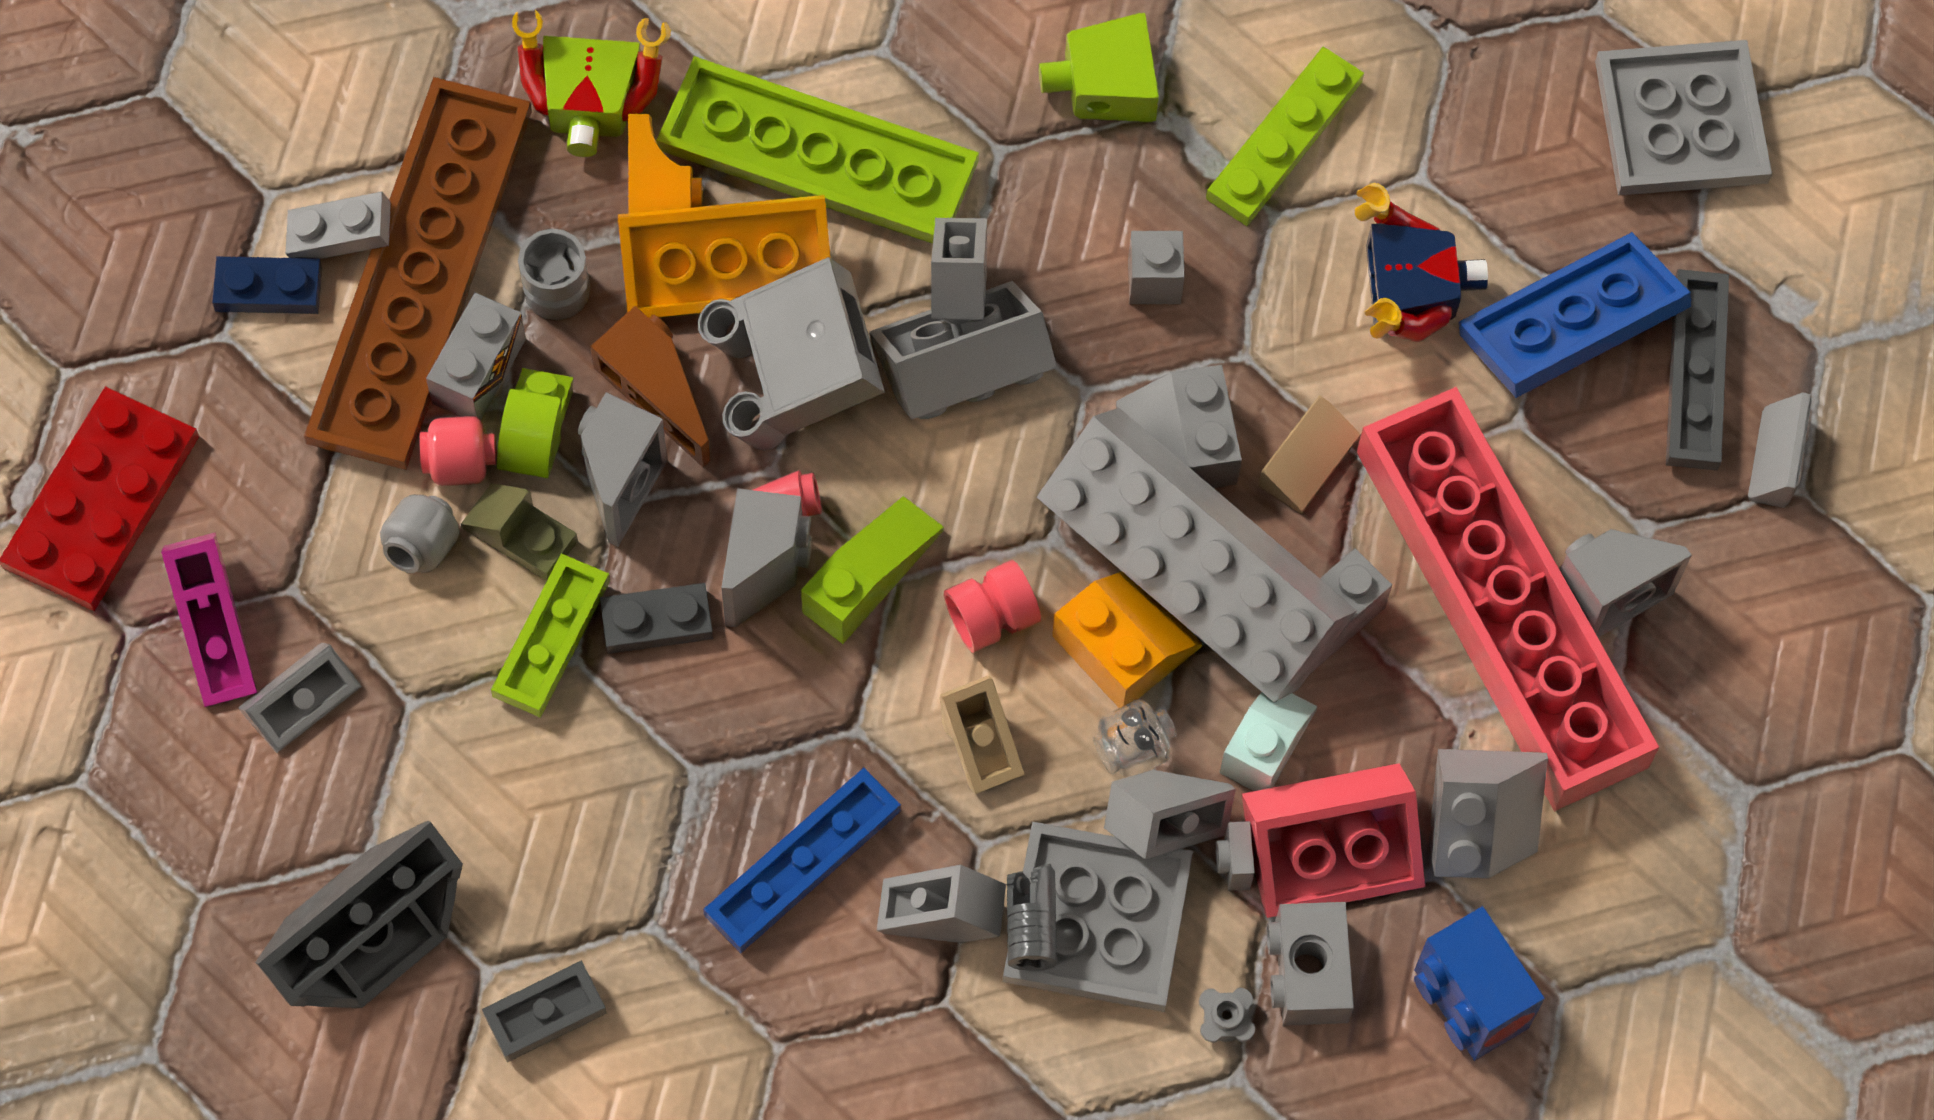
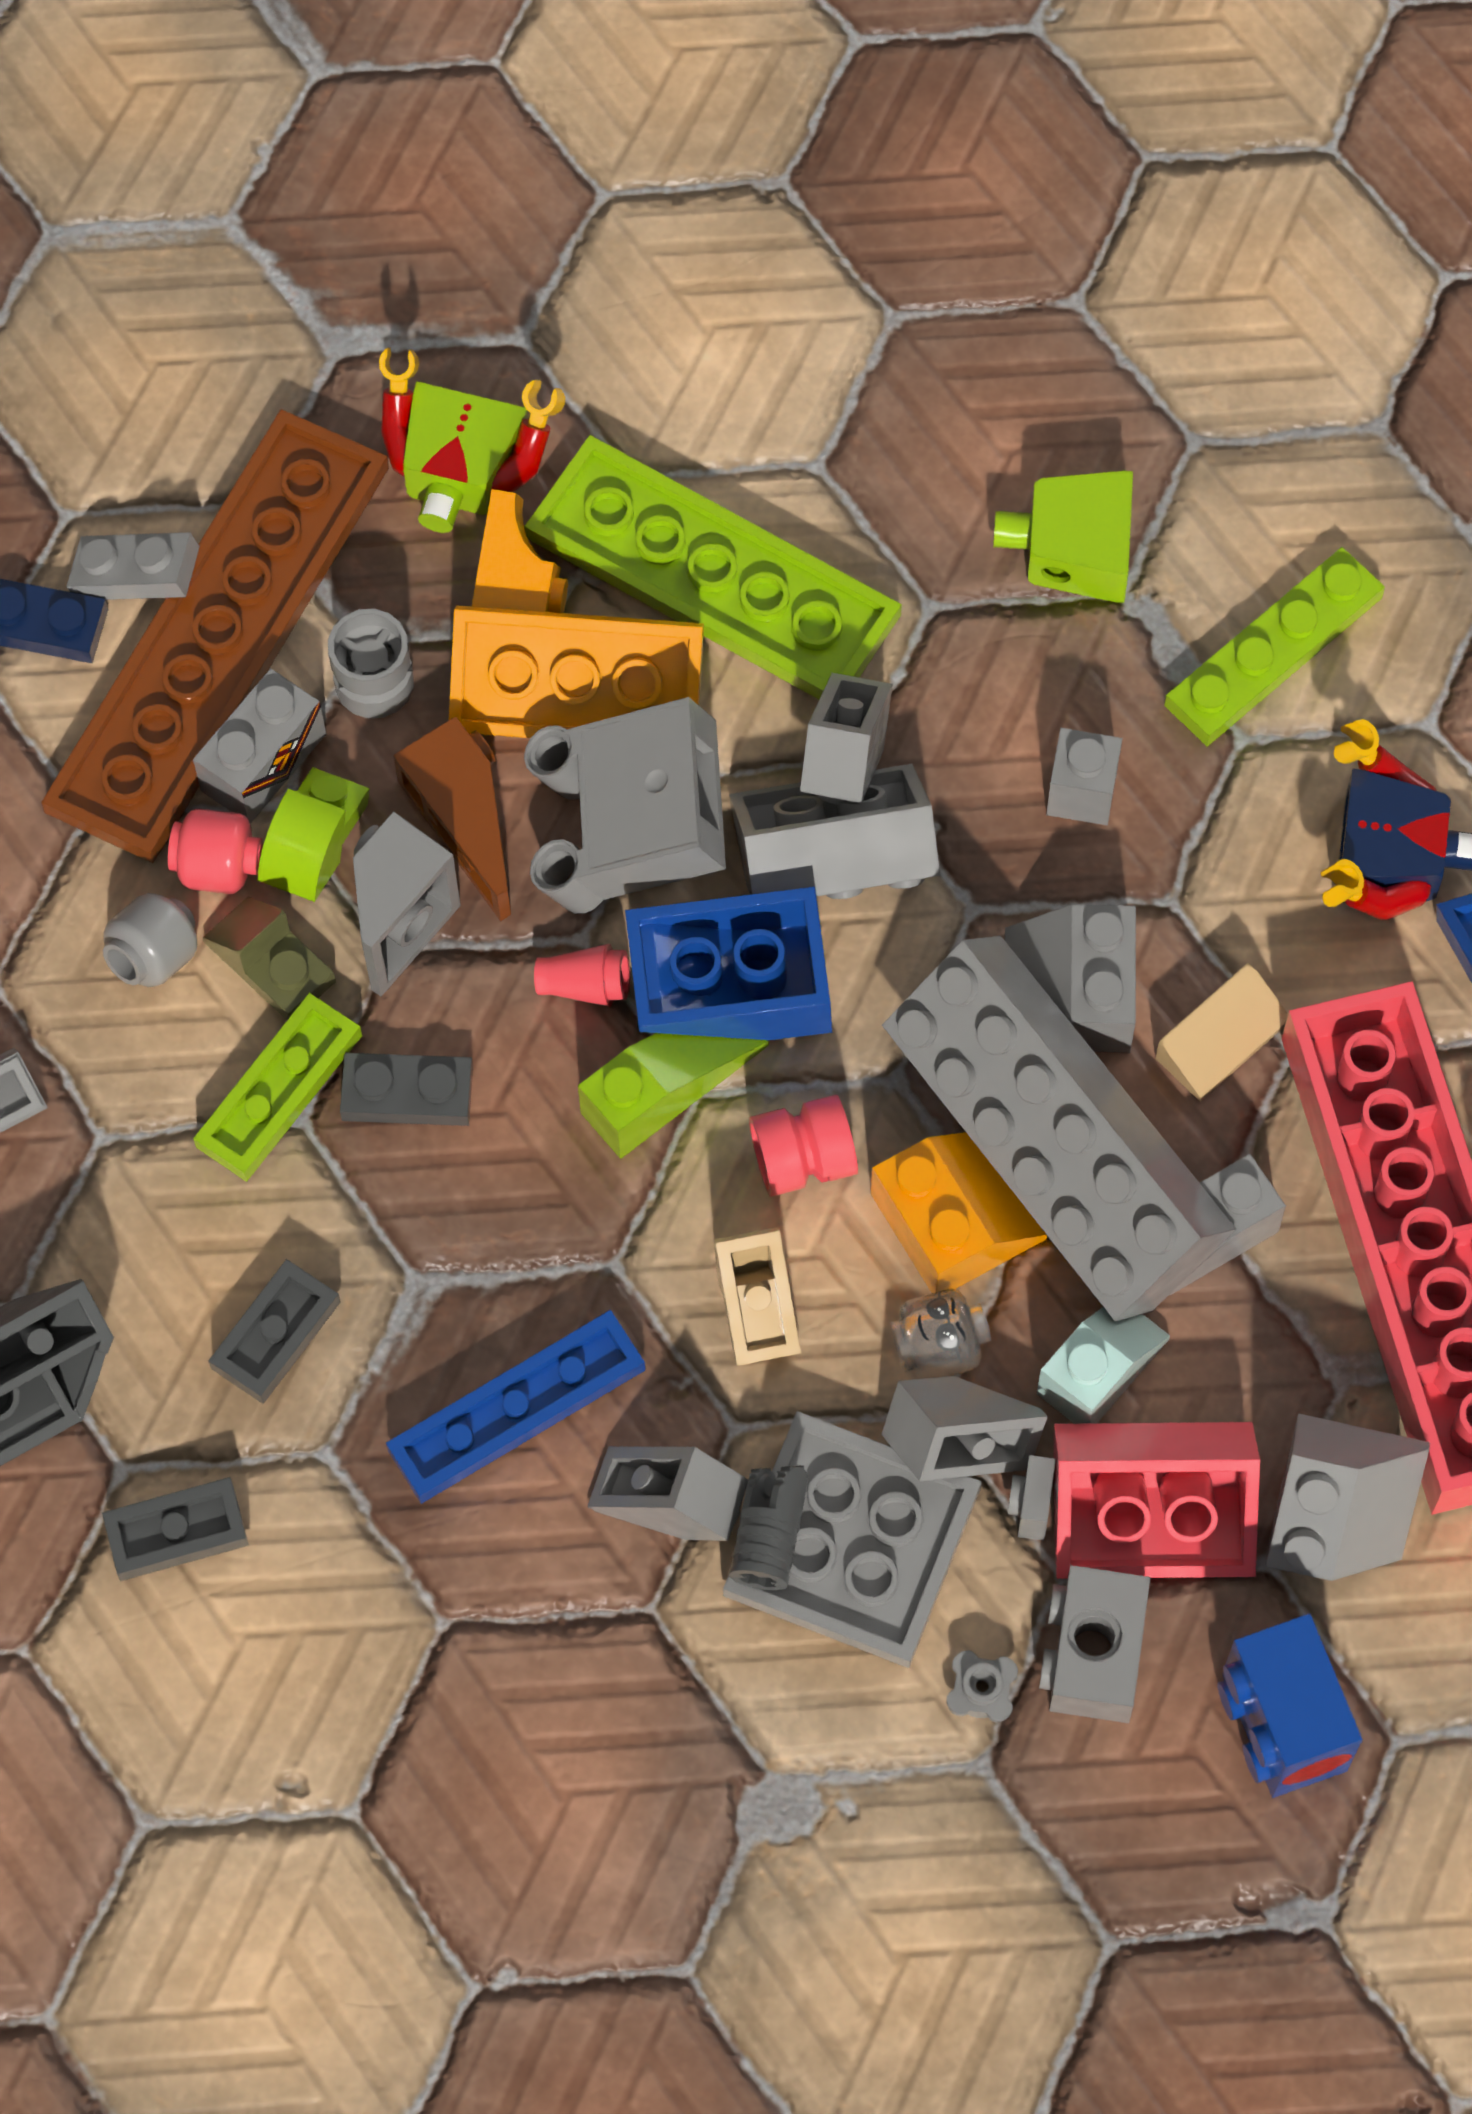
camera: 15 degrees right, 0 degrees up
(591, 835) = (274, 1331): none -> dark grey plate
(763, 552) = (541, 1034): light grey slope -> none
(905, 471) = (731, 967): none -> blue slope

